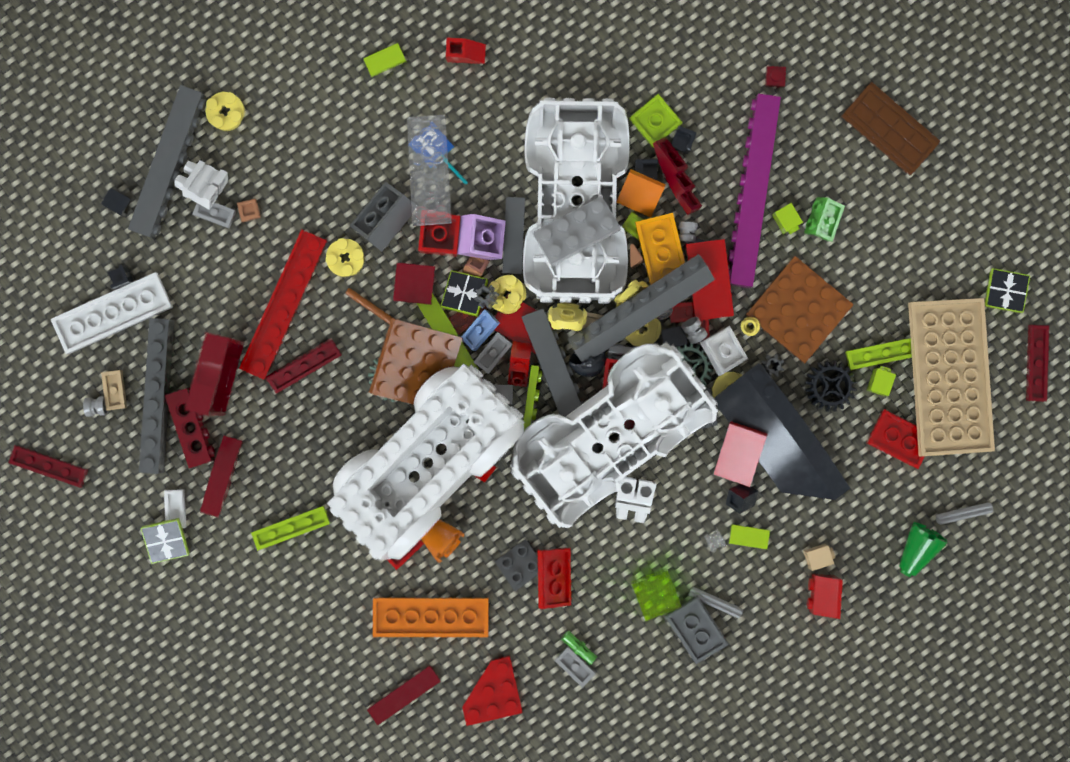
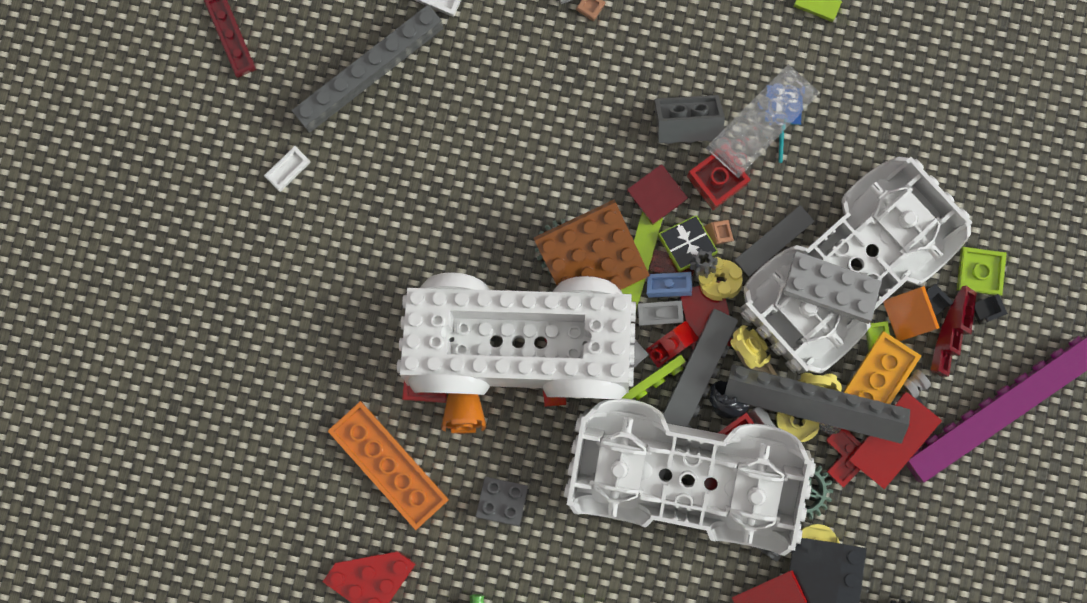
camera: 50 degrees right, 5 degrees down
(94, 406) = (314, 27): light grey wheel -> none
(114, 390) = (341, 30): tan plate -> none
(165, 540) = (253, 184): tile -> none
(187, 439) = (377, 89): dark red brick -> none
(214, 375) = (431, 97): dark red tile -> none
(221, 476) = (349, 181): dark red slope -> none
(283, 304) = (539, 104): red plate -> none
(290, 528) = (358, 278): lime plate -> none
(303, 365) = (504, 166): dark red tile -> none
(341, 247) = (632, 109): light yellow plate -> none
(368, 305) = (603, 173): dark orange bar -> none
(404, 695) = (301, 503): dark red tile -> none
(465, 51) = (888, 60): red slope -> none
(481, 237) = (749, 214): lavender brick -> none
(554, 578) = (518, 541): red tile -> none
(634, 500) = (645, 545): white hips -> none
(635, 257) = (853, 360): nougat slope -> none
(674, 336) = (820, 453): black panel -> none
(694, 330) = (840, 466): light grey wheel -> none
(724, 350) = (845, 508): white tile -> none
(744, 326) = (880, 512): light yellow plate -> none
(774, 360) = (878, 565): dark grey gear -> none
(787, 219) = (1007, 460): lime brick -> none
(799, 309) = (940, 542): dark orange plate -> none
(824, 218) = (1038, 491): bright green bracket -> none

